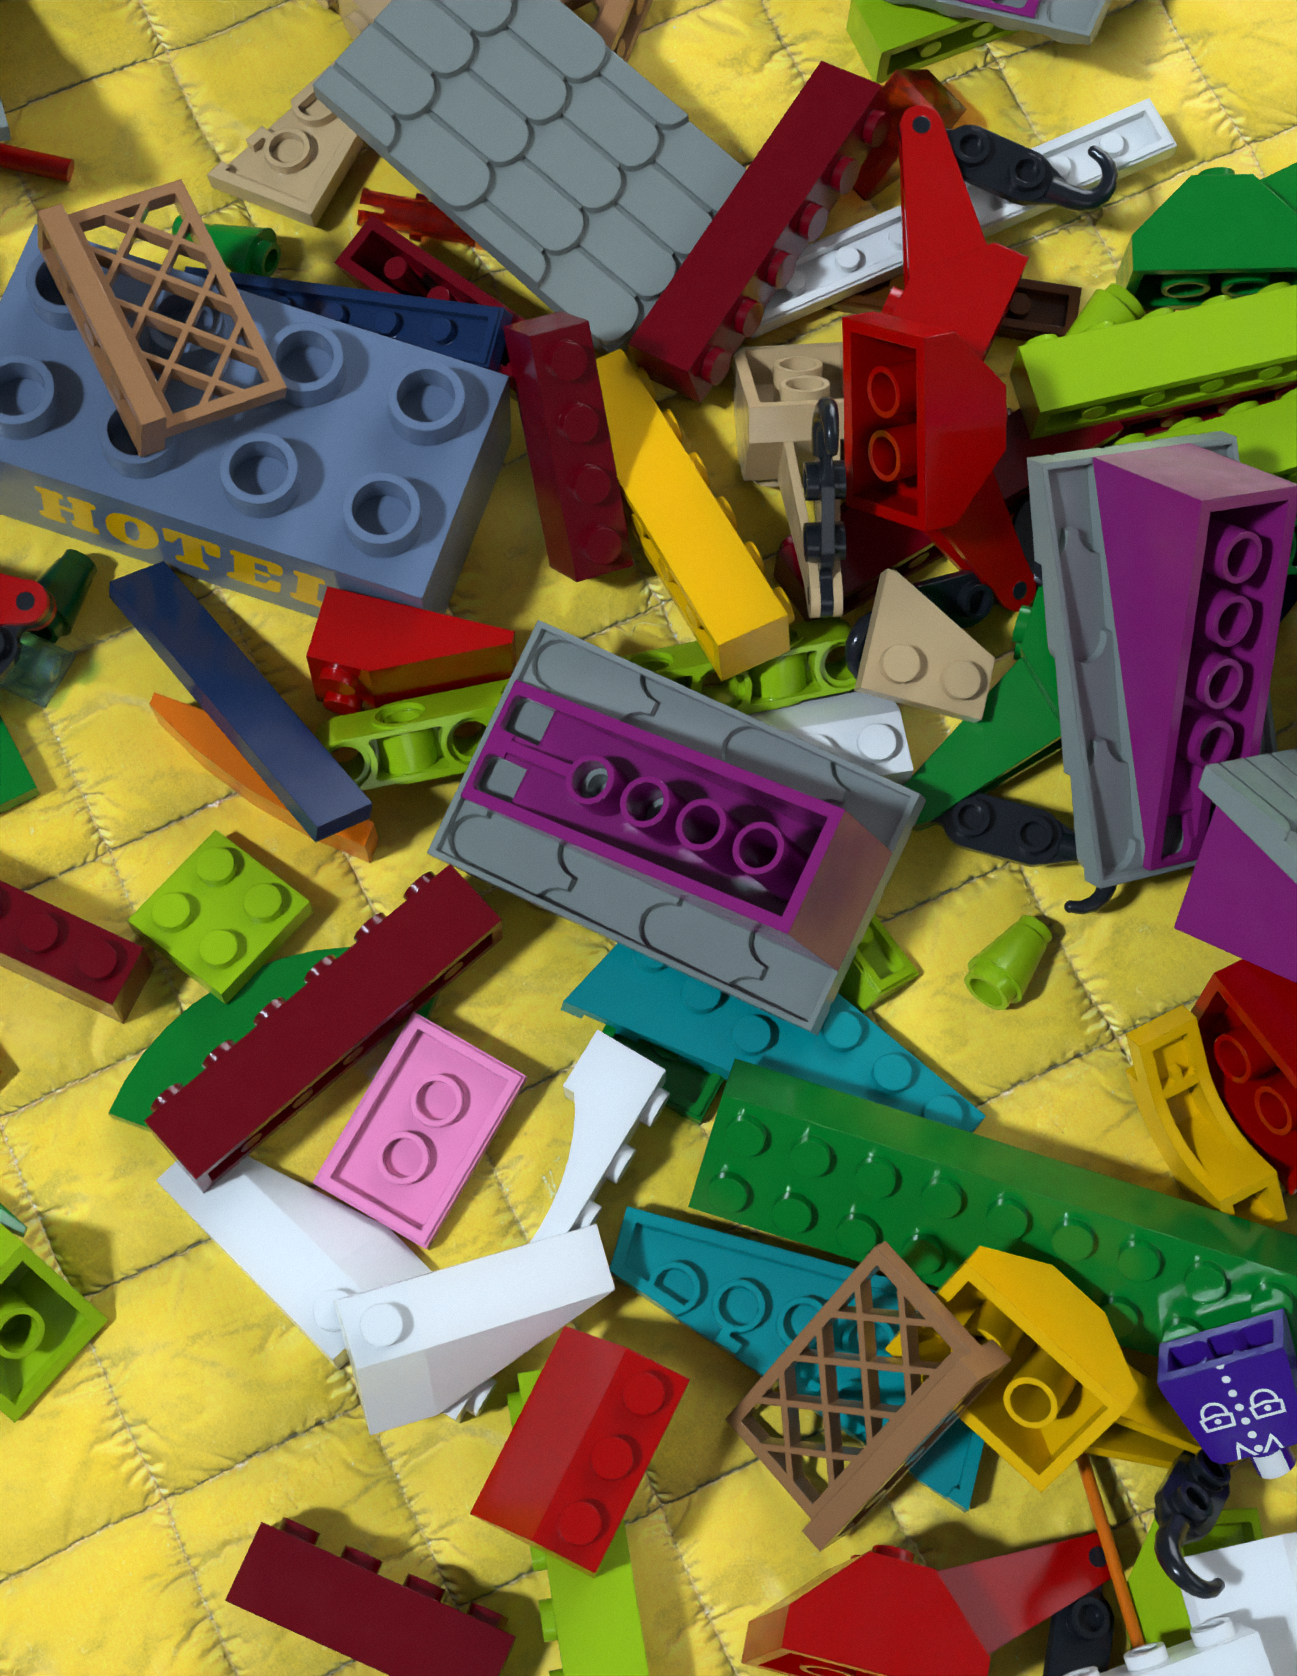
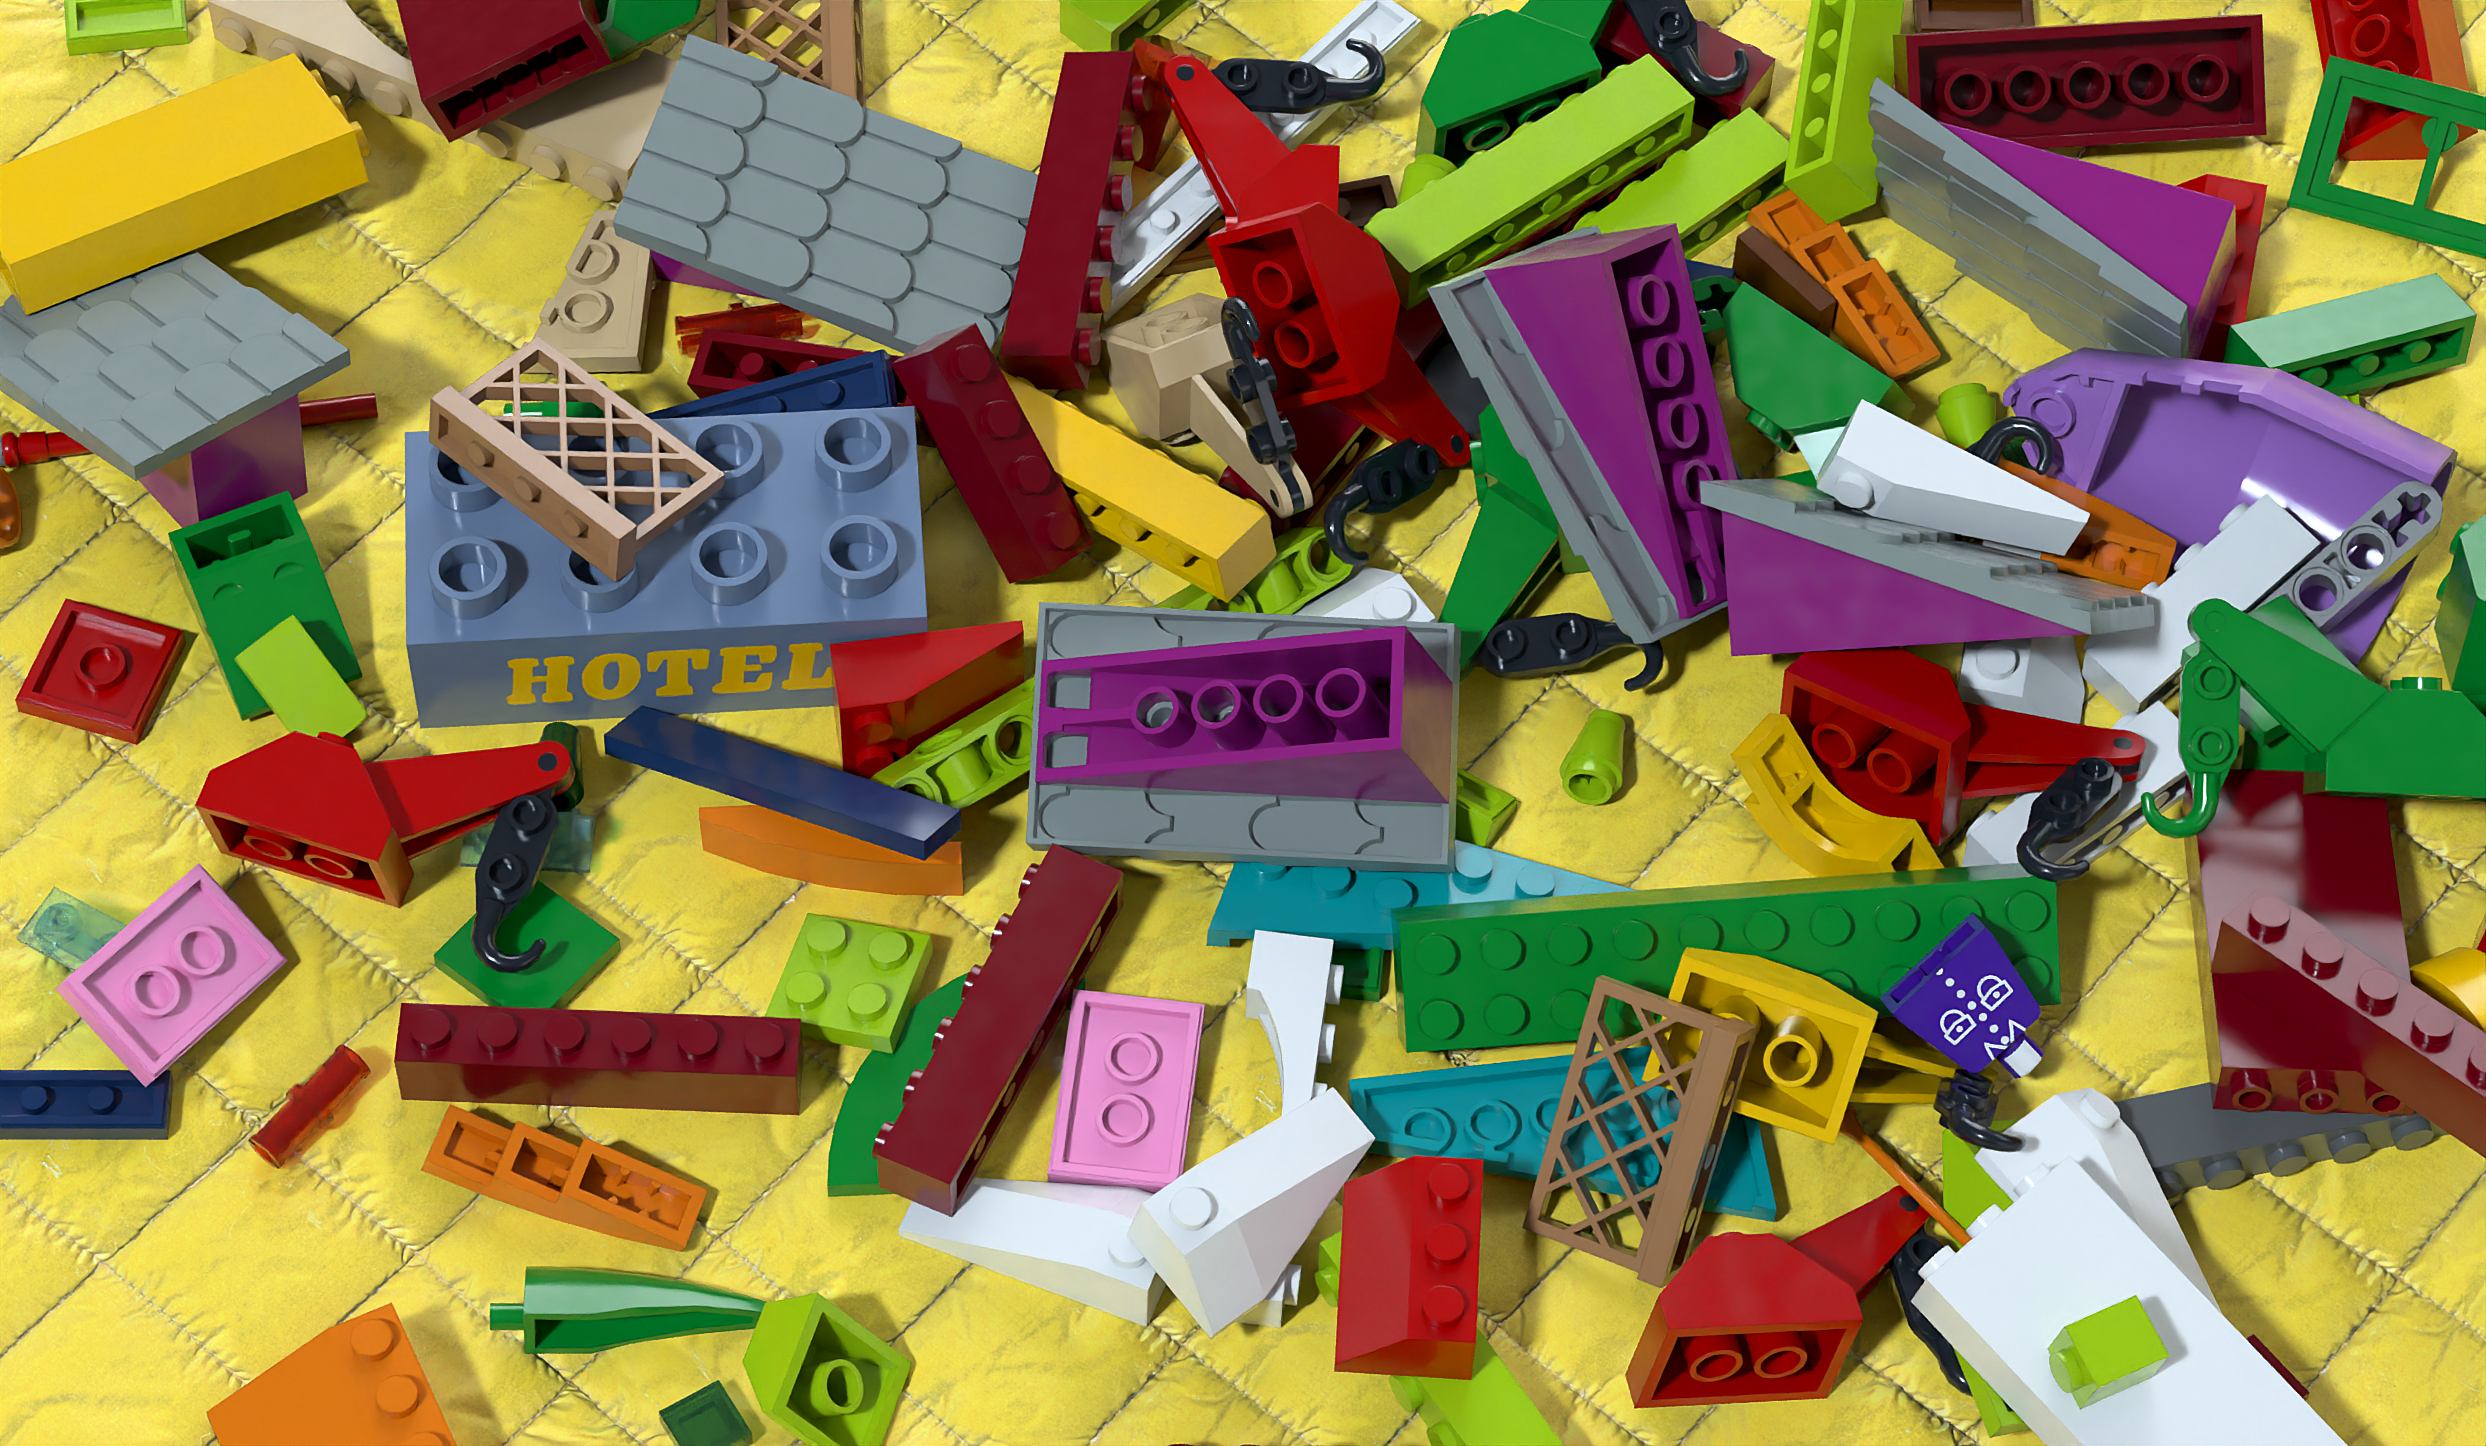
camera: 20 degrees left, 15 degrees down
(922, 655) = (1399, 514): tan wing -> none

